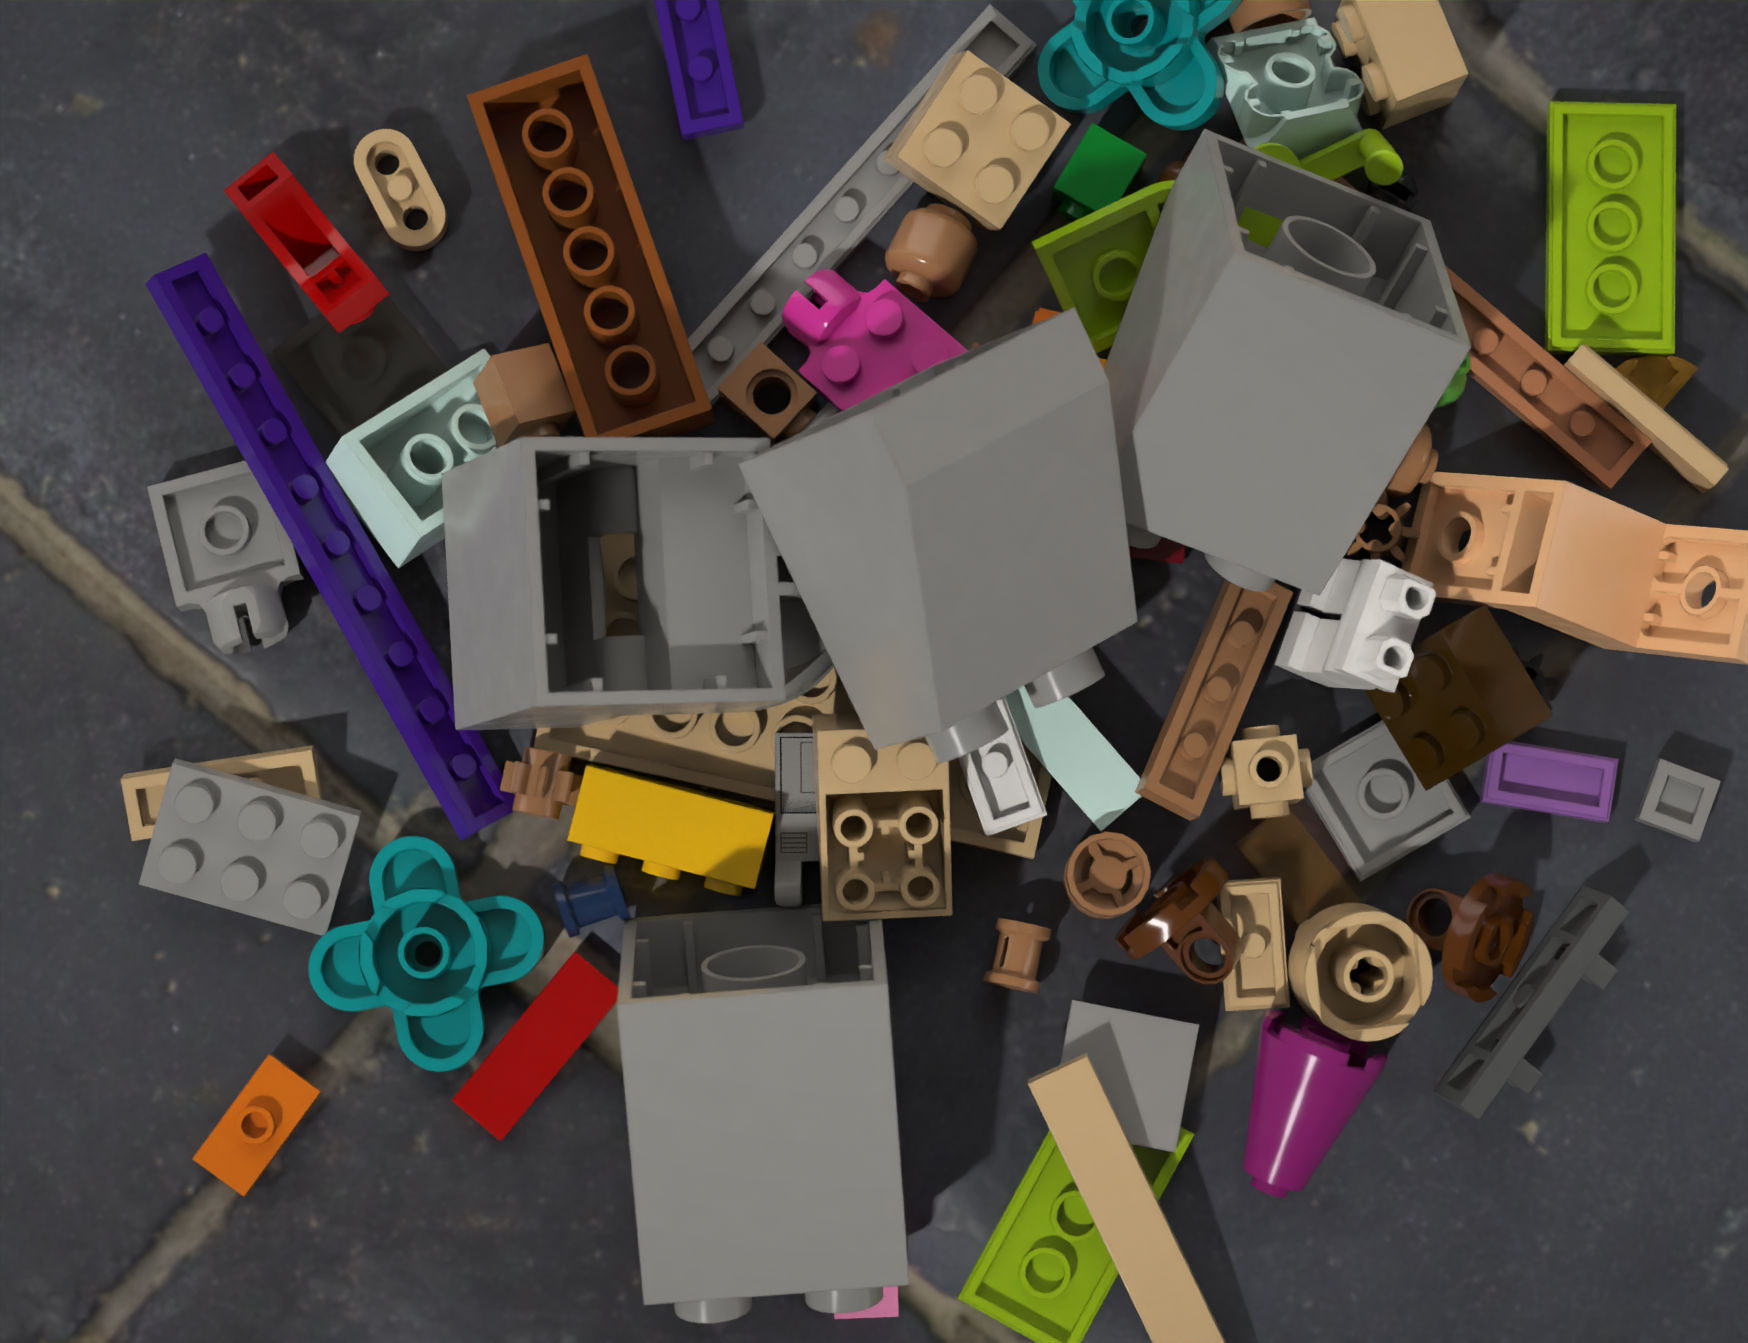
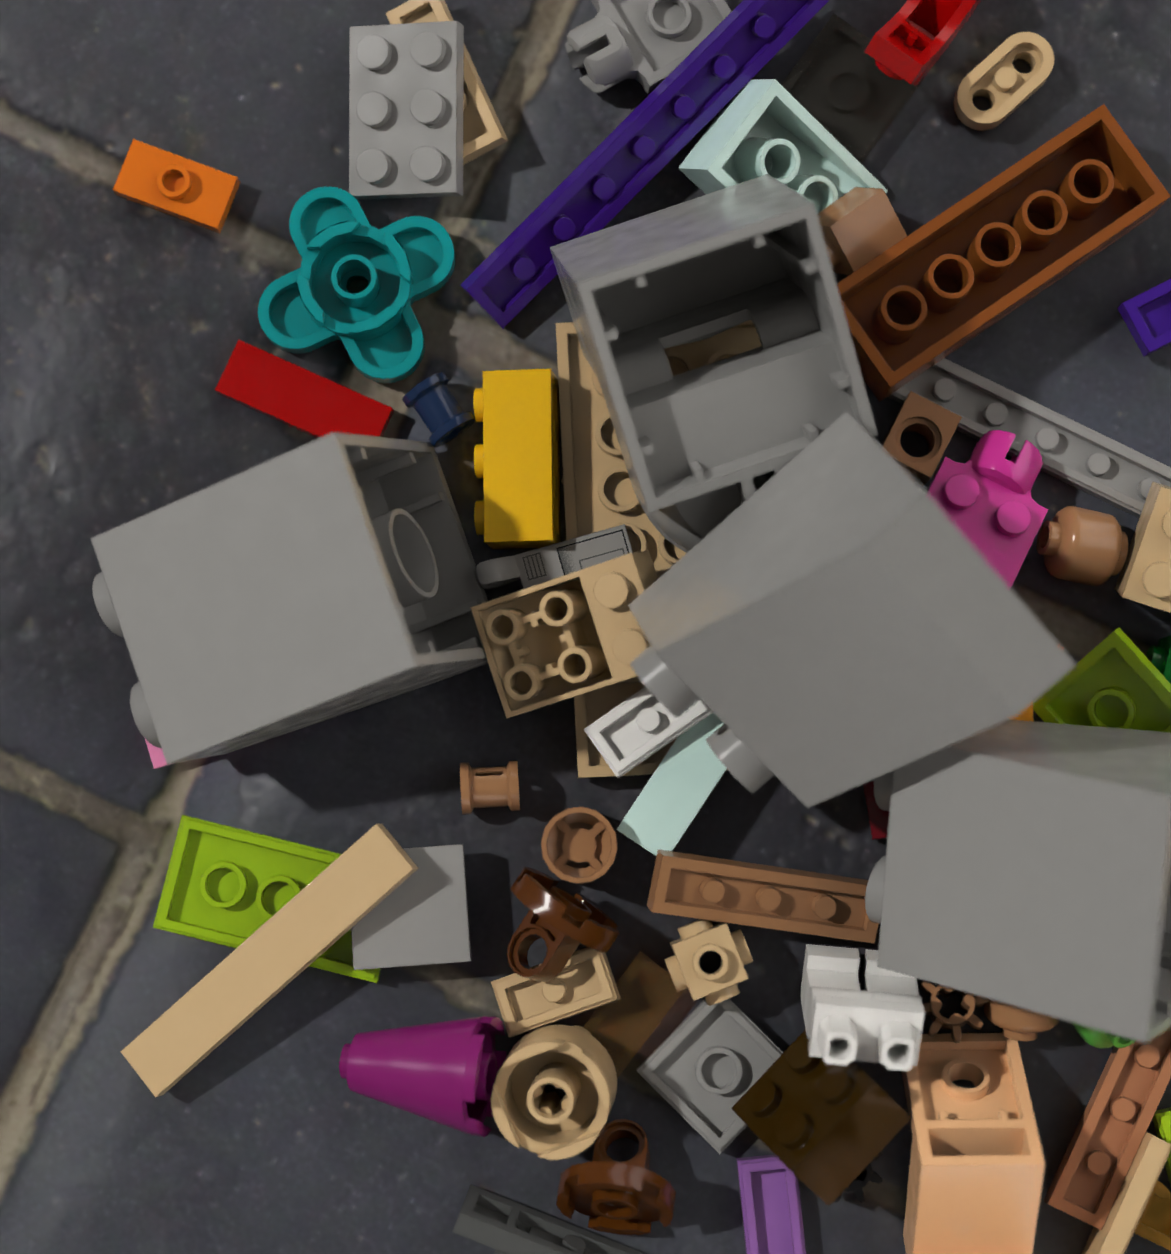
camera: 75 degrees right, 0 degrees up
(541, 783) = (526, 337): medium nougat gear -> none

